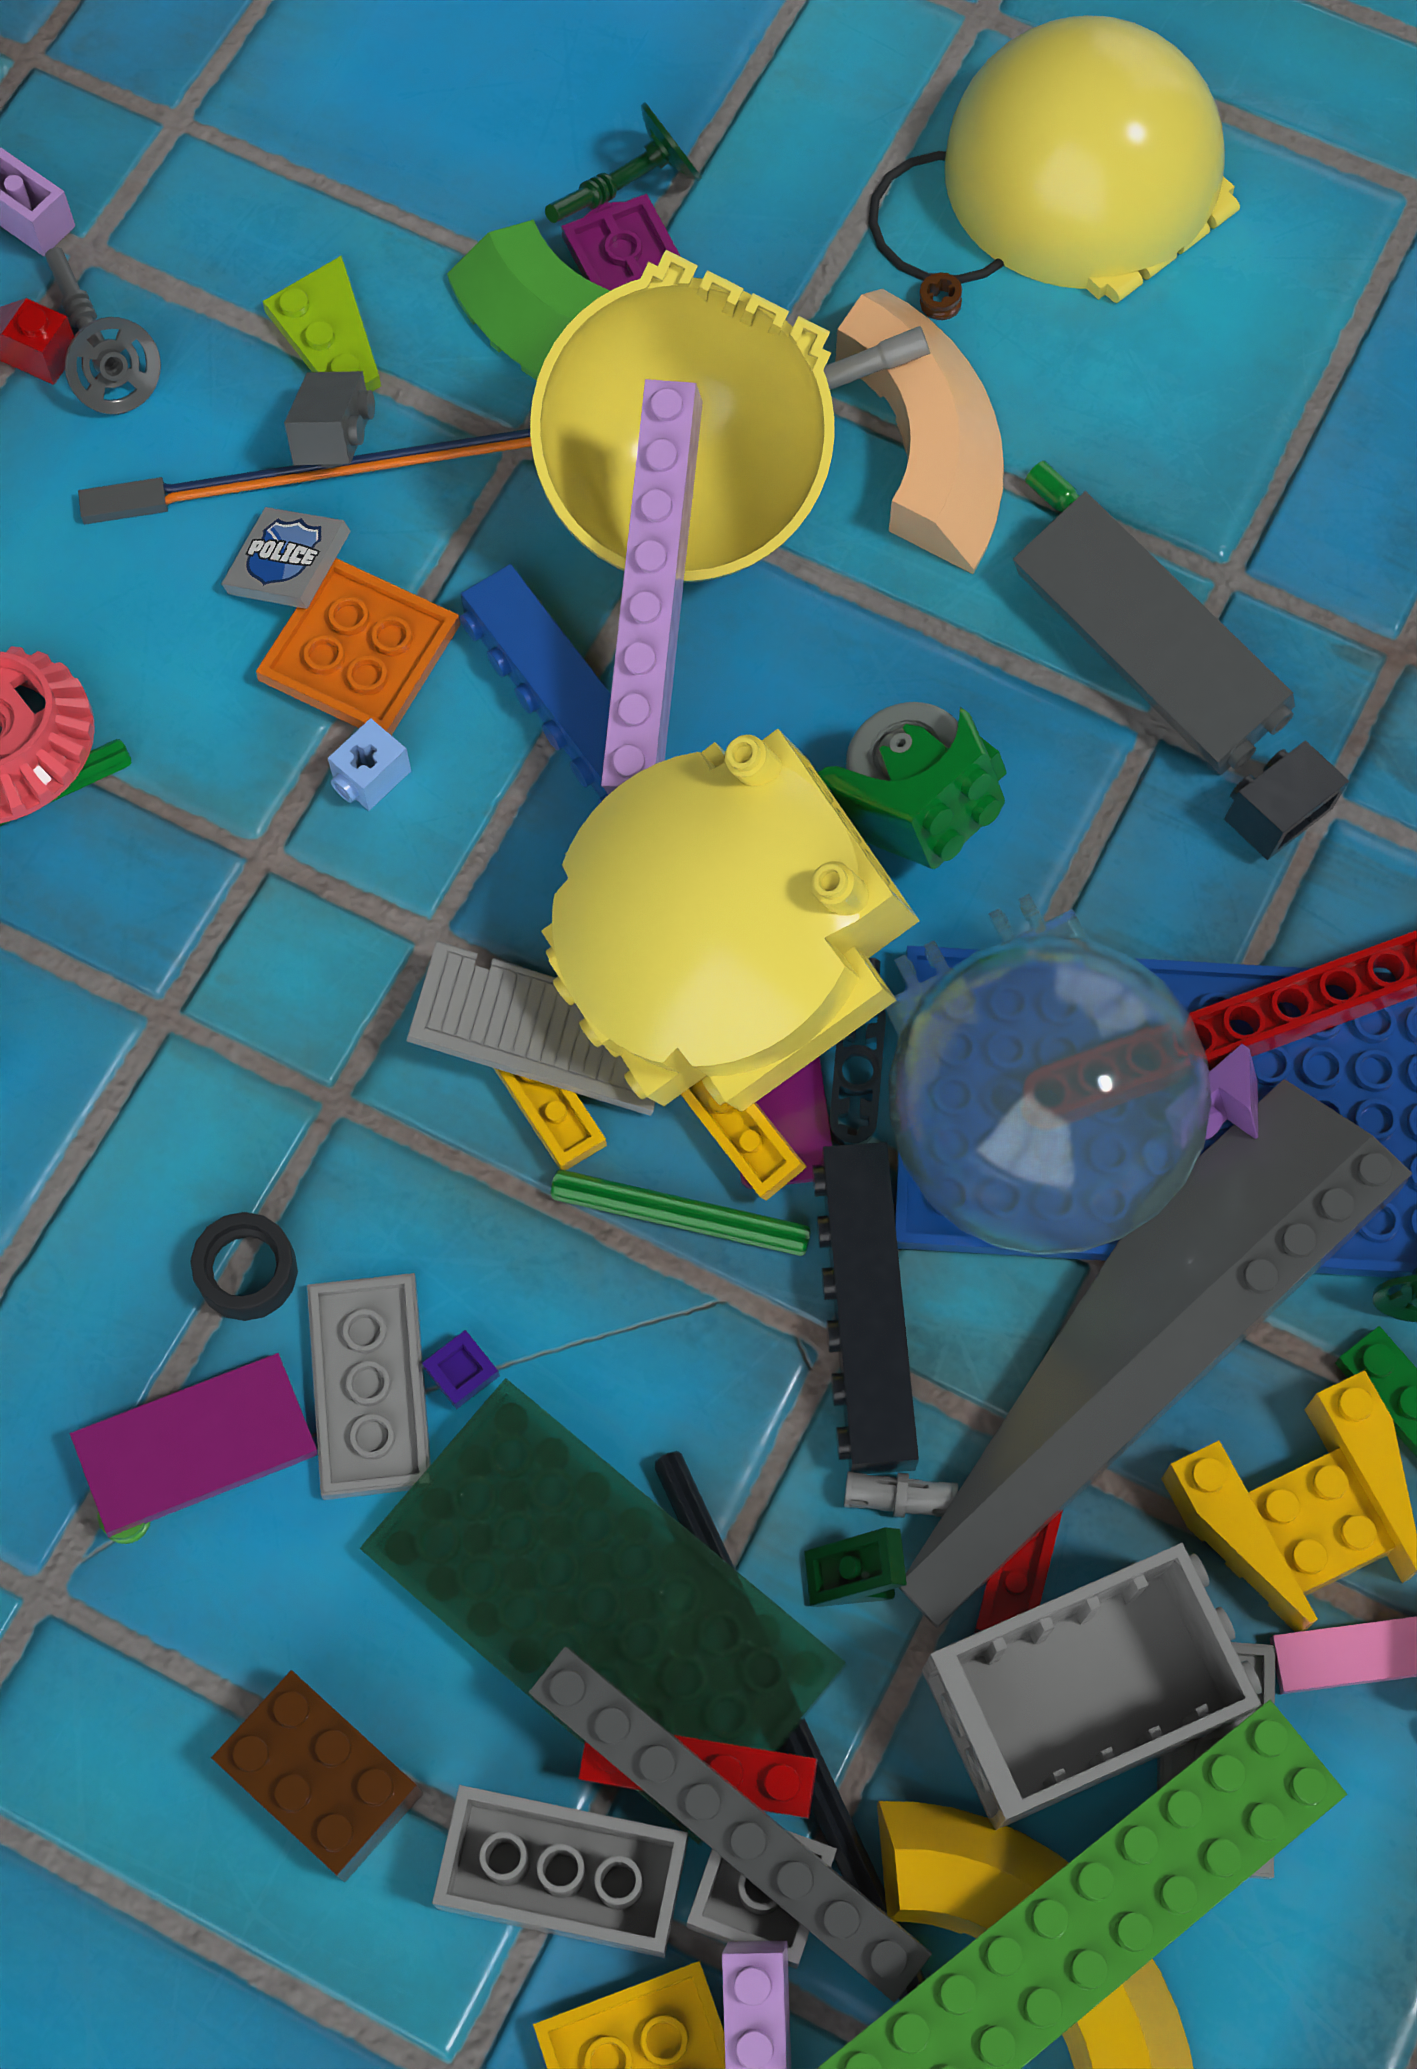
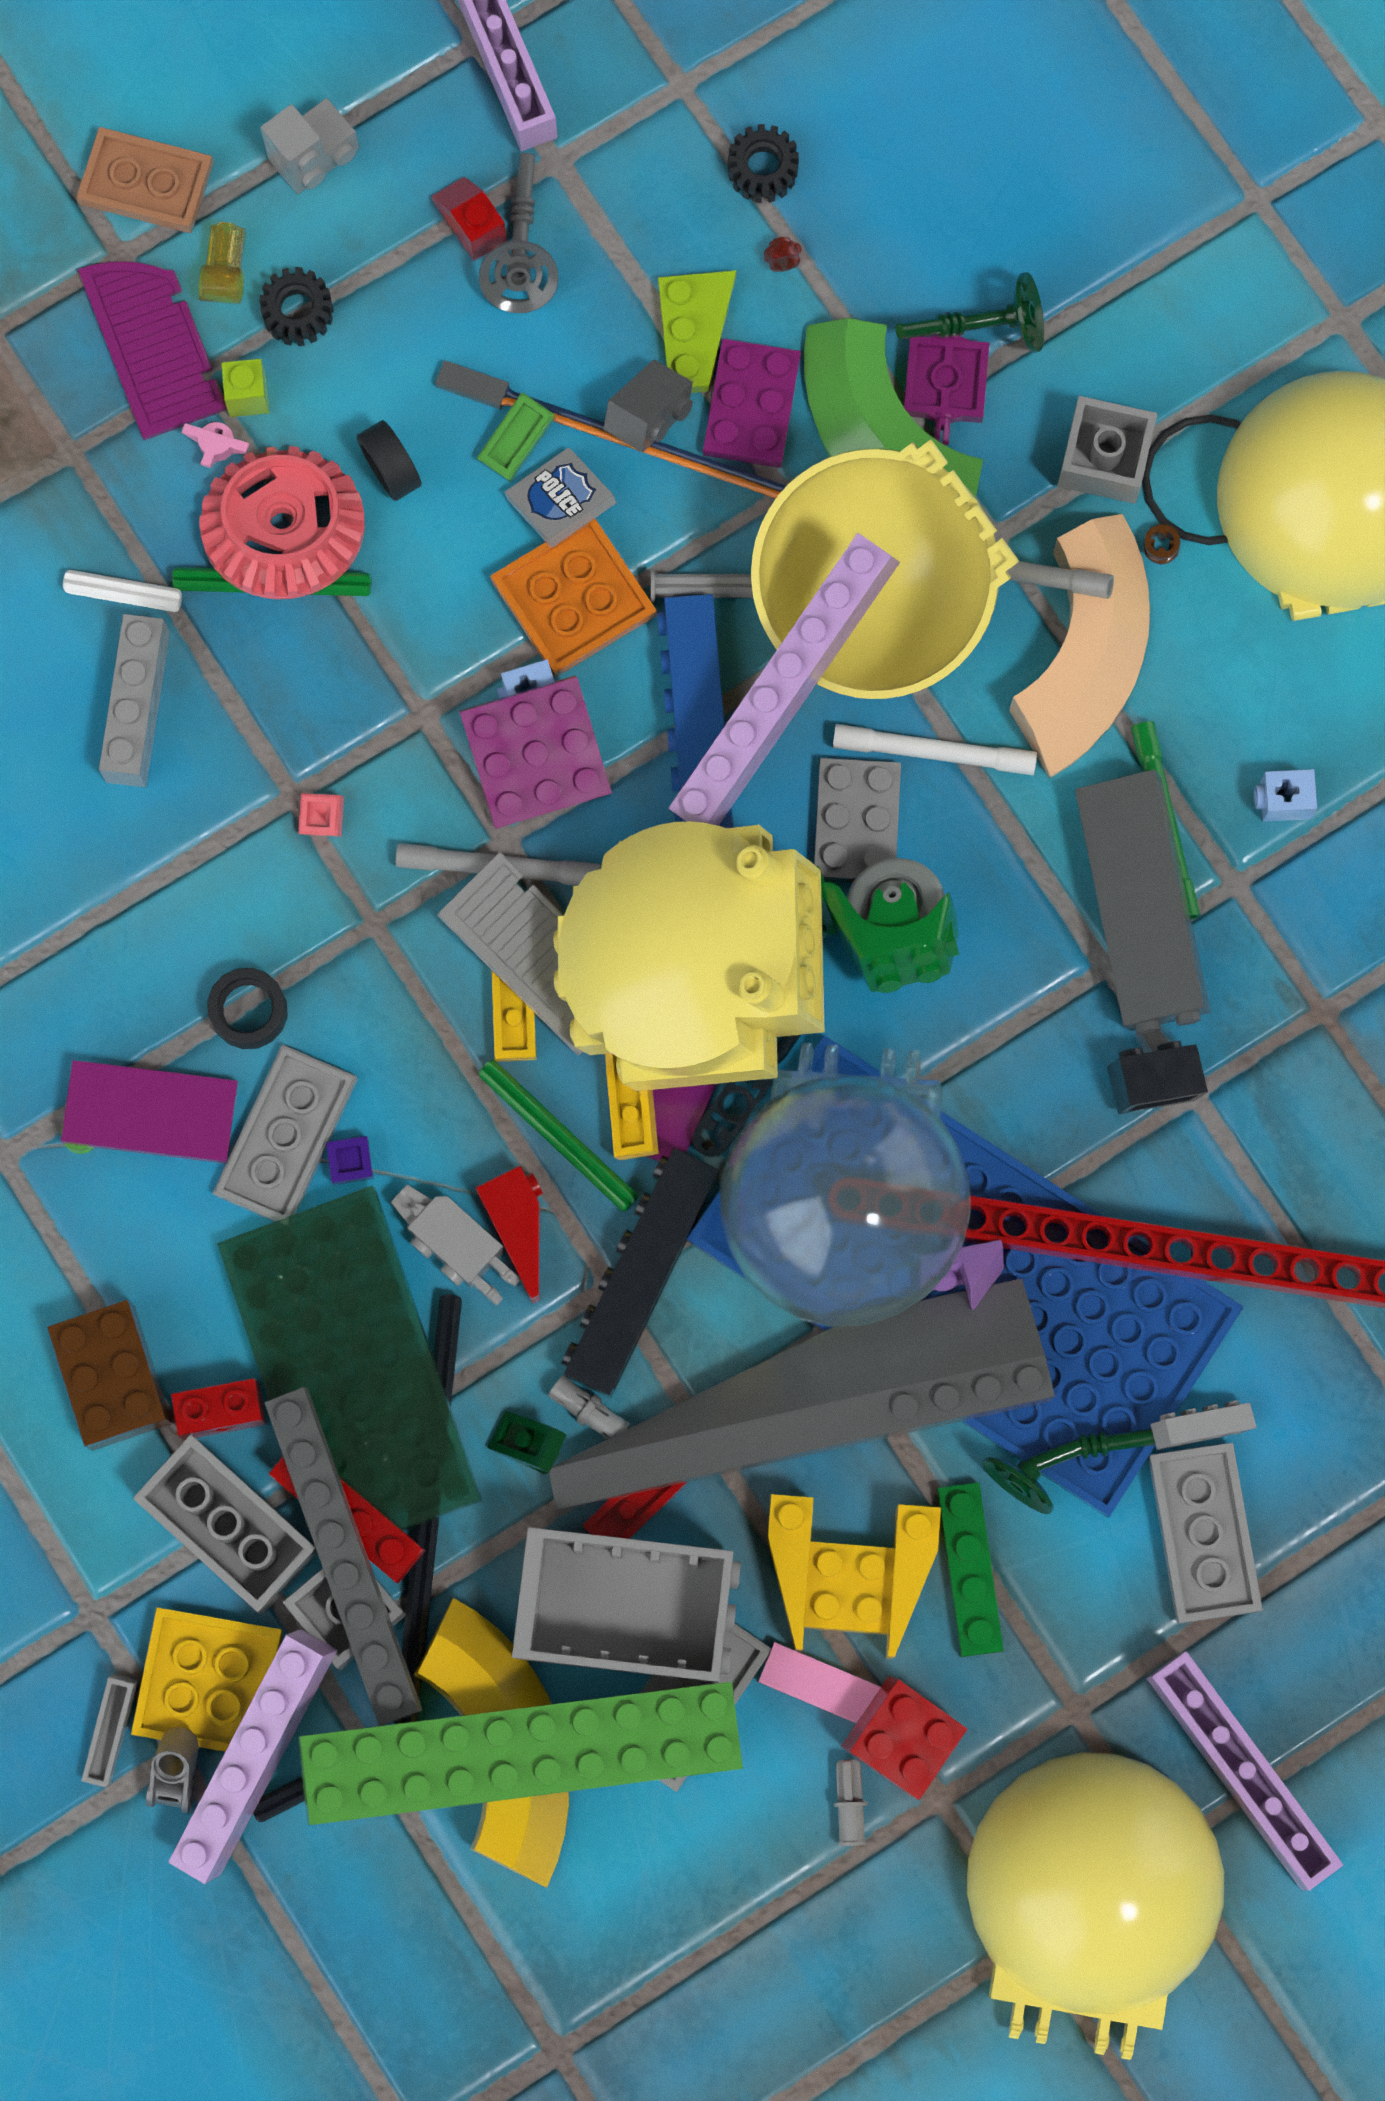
camera: 30 degrees right, 10 degrees up
(75, 609) = (389, 460): none -> black tyre
(202, 524) = (516, 437): none -> bright green tile
(209, 1014) = (321, 815): none -> coral tile
(308, 124) = (768, 142): none -> black tyre
(363, 994) = (431, 858): none -> light grey piece
(380, 218) = (782, 254): none -> clear red plate
(413, 820) = (535, 752): none -> magenta plate
(434, 373) = (751, 403): none -> magenta plate
(473, 1739) = (219, 1409): none -> red brick
(519, 554) = (700, 584): none -> light grey axle
(634, 1391) = (453, 1238): none -> light grey hinge
(688, 1326) = (517, 1220): none -> red slope
(800, 697) = (855, 816): none -> light grey plate
(831, 229) = (1107, 449): none -> light grey brick
(911, 578) = (1000, 758): none -> white piece
(1227, 460) = (1297, 785): none -> light blue brick

